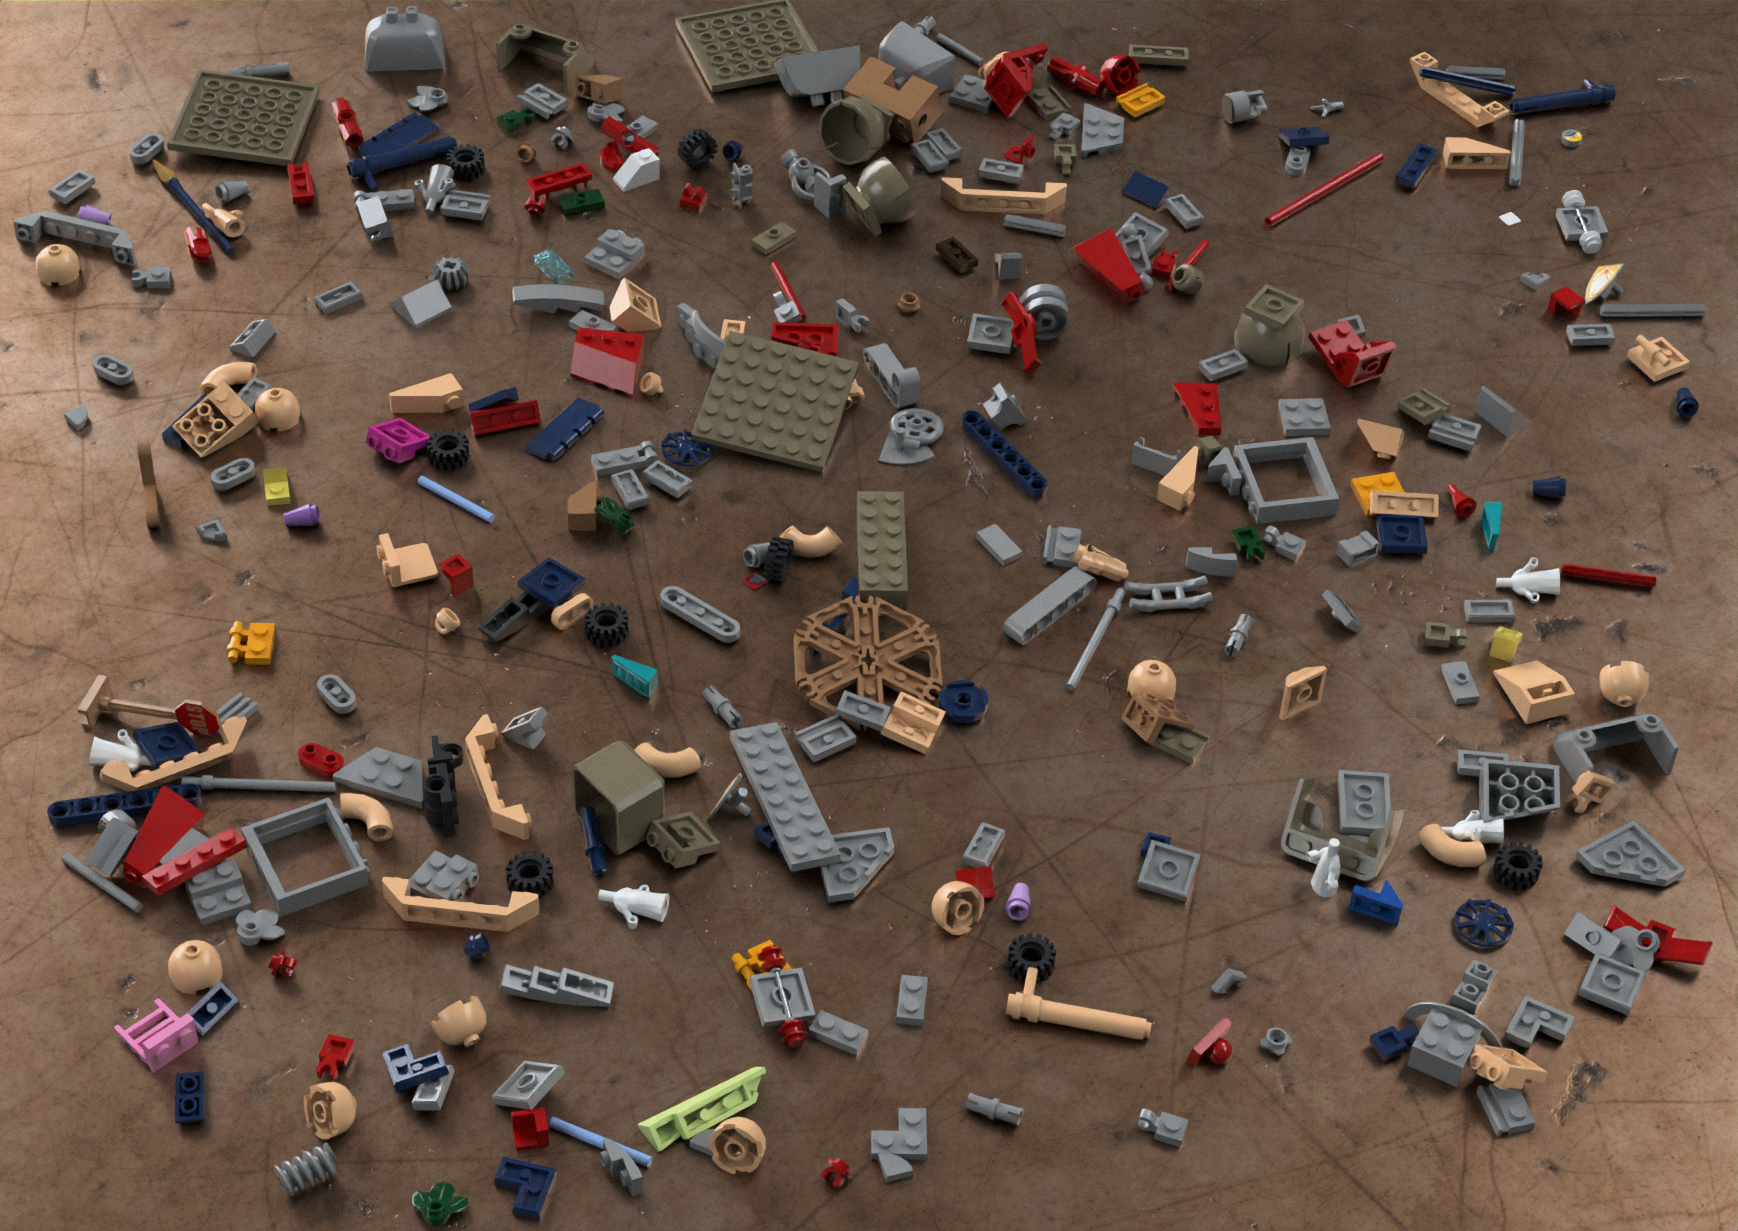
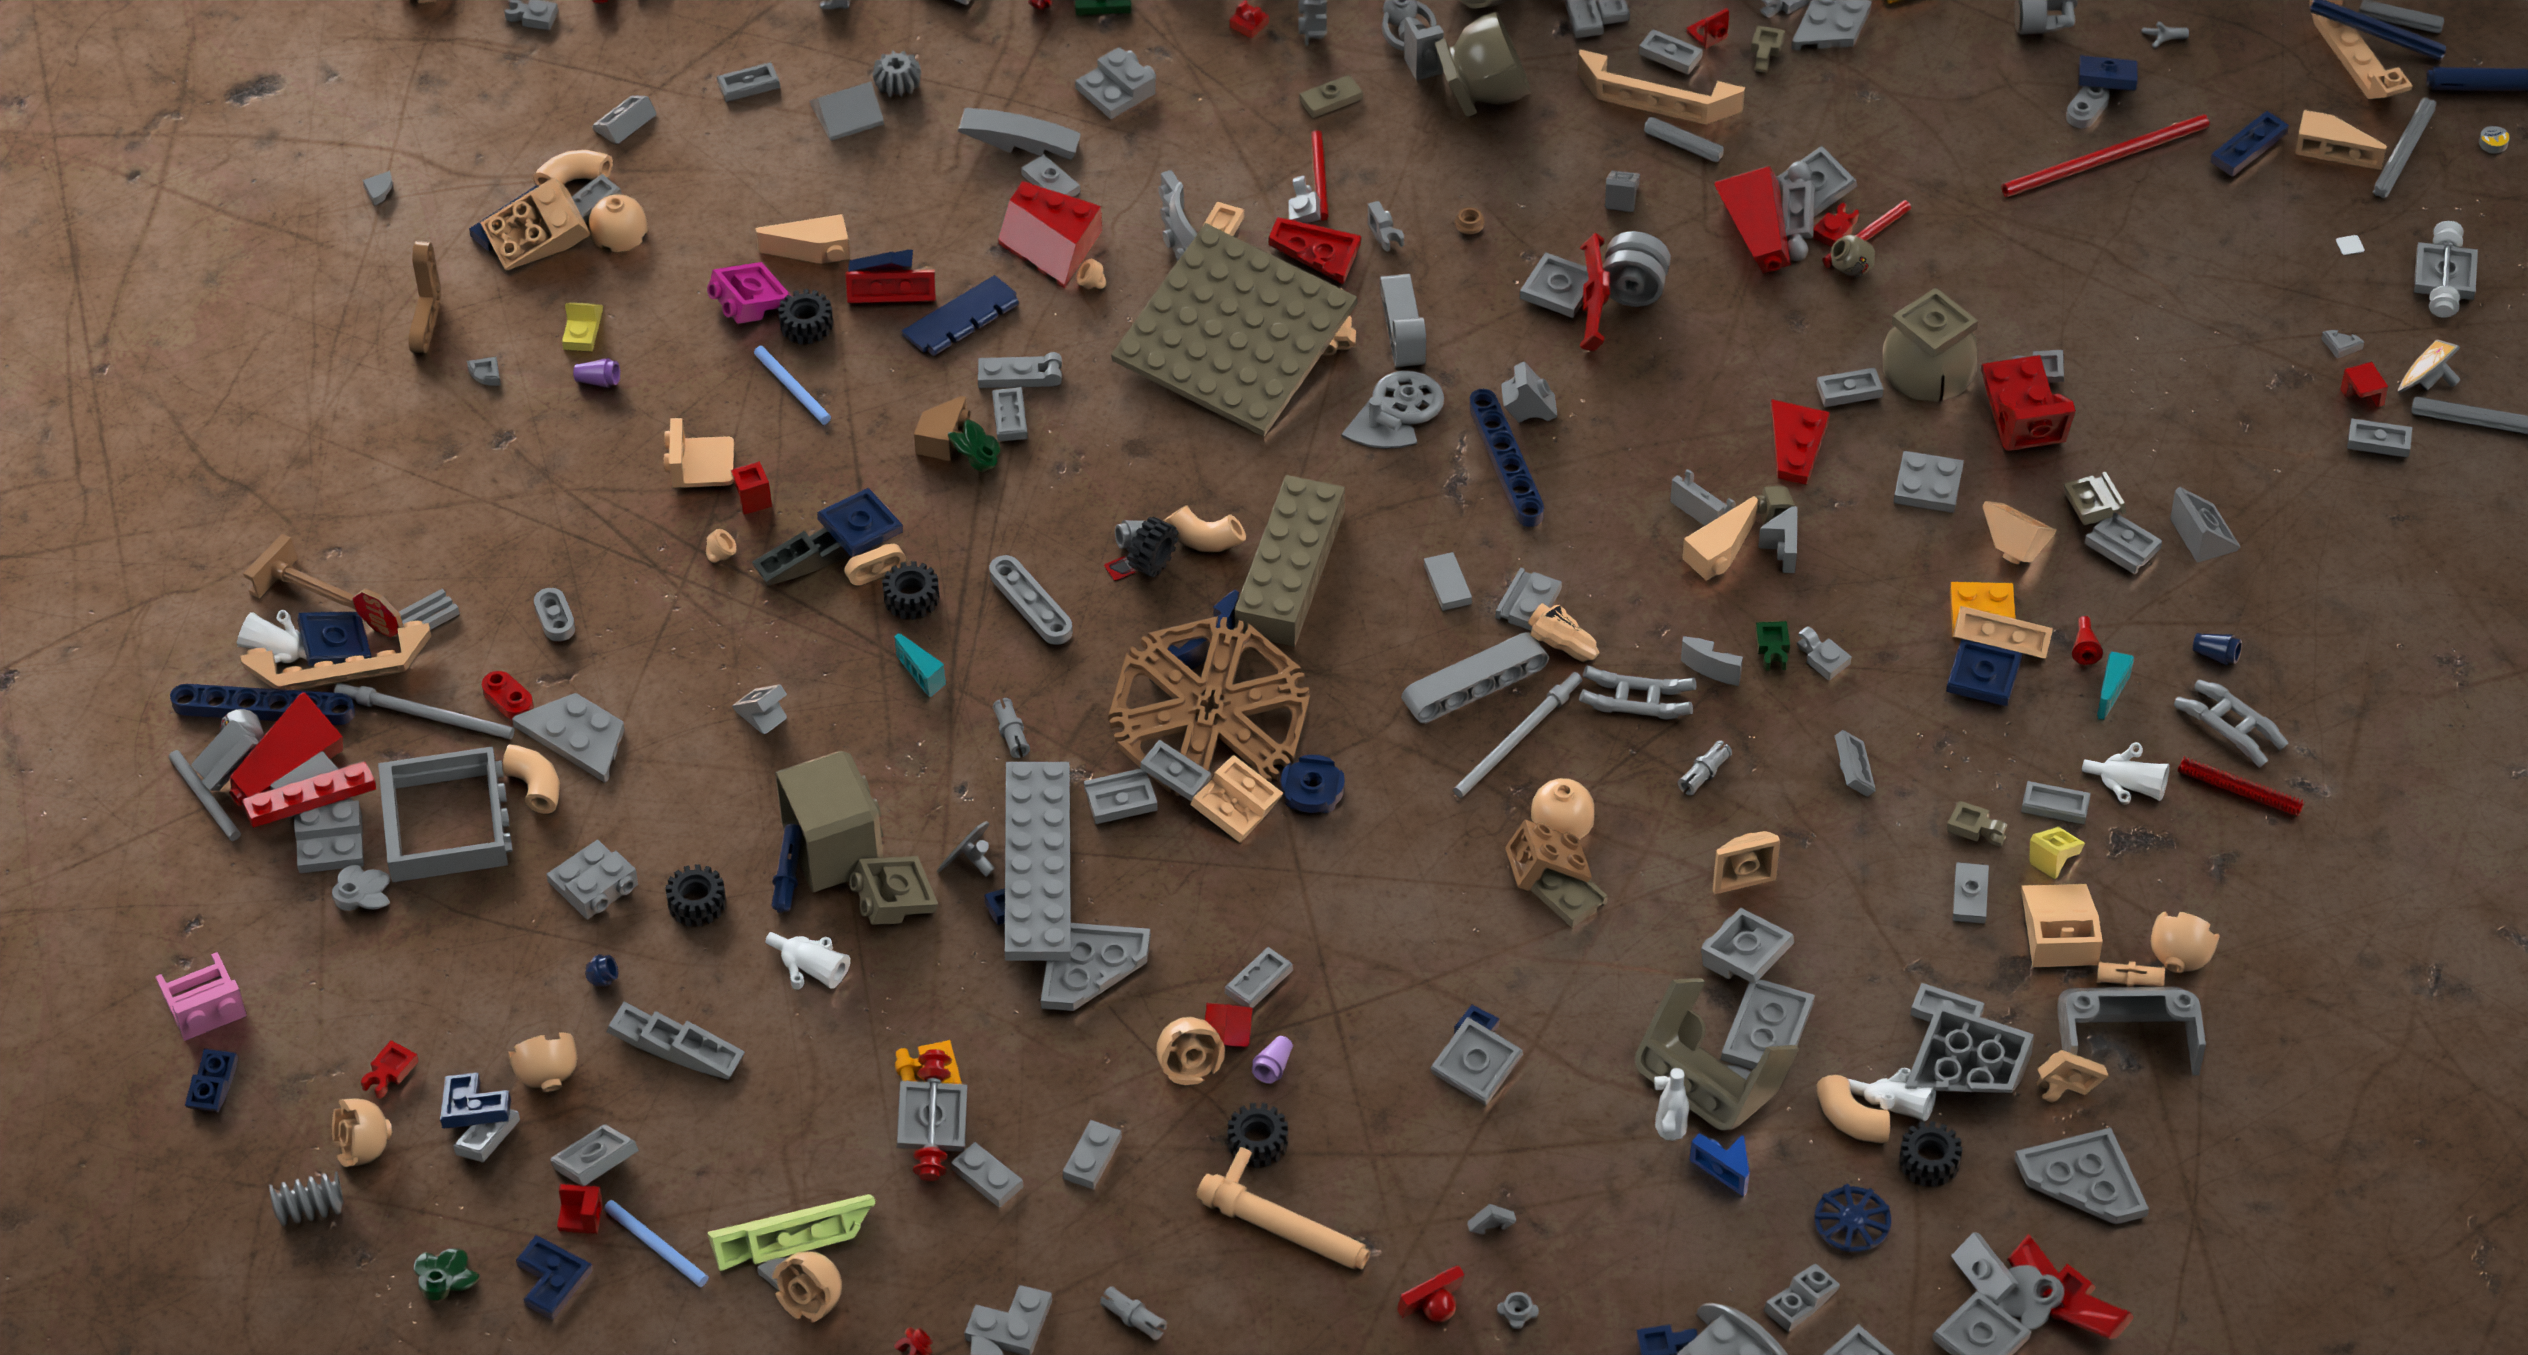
camera: 20 degrees right, 5 degrees up
(113, 369) = (440, 131): light grey plate -> none
(195, 966) = (271, 923): light nougat cylinder -> none
(212, 1007) = (271, 978): dark blue slope -> none
(233, 473) = (534, 299): light grey plate -> none
(259, 643) = (488, 530): light orange plate -> none
(282, 964) = (370, 942): red plate -> none
(440, 786) = (625, 764): black plate -> none
(509, 819) = (698, 709): light nougat slope -> none
(521, 908) = (666, 936): light nougat slope -> none
(553, 265) = (1032, 85): clear light blue plate -> none
(621, 1164) = (665, 1278): light grey slope -> none
(634, 308) = (1110, 165): light nougat slope -> none
(667, 478) = (1061, 409): light grey plate -> none
(670, 764) = (910, 788): light nougat cylinder -> none
(685, 449) = (1100, 372): dark blue wheel -> none
(956, 254) = (1560, 163): dark brown plate -> none
(1146, 190) = (1856, 114): dark blue slope -> none
(1184, 211) = (1894, 154): light grey plate -> none
(1290, 509) = (1856, 608): light grey window -> none
(1326, 749) = (1745, 946): none -> light grey plate
(1358, 549) = (1915, 681): light grey piece -> none
(1590, 541) = (2237, 734): none -> light grey piece
(1595, 714) = (2131, 974): none -> light nougat pin
(1657, 358) = (2458, 490): light nougat plate -> none
(1686, 402) = (2467, 563): dark blue cone -> none

